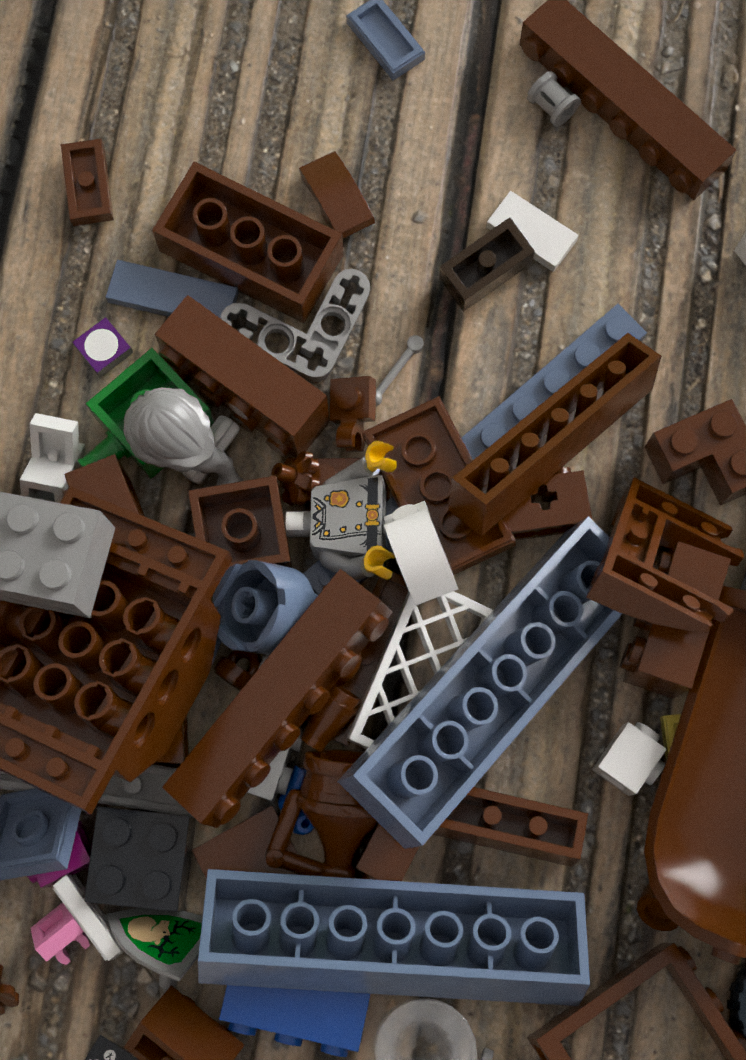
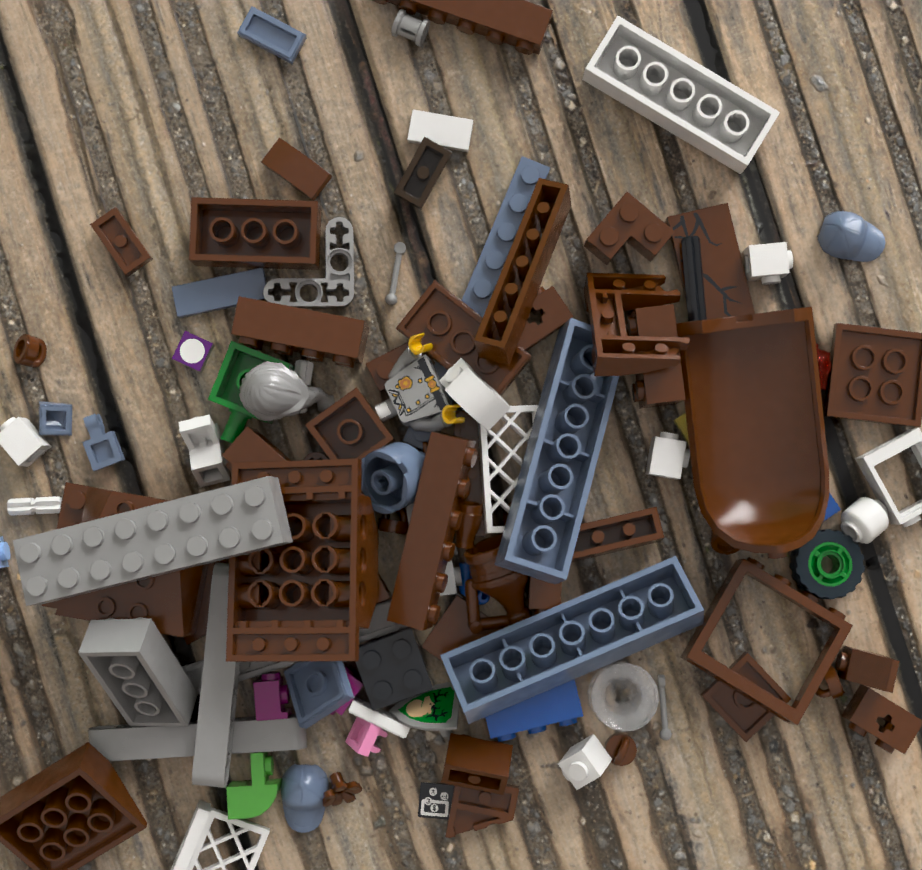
camera: 20 degrees left, 10 degrees up
(296, 477) = (368, 378): reddish brown plant -> none
(350, 406) = (379, 312): reddish brown plate -> none

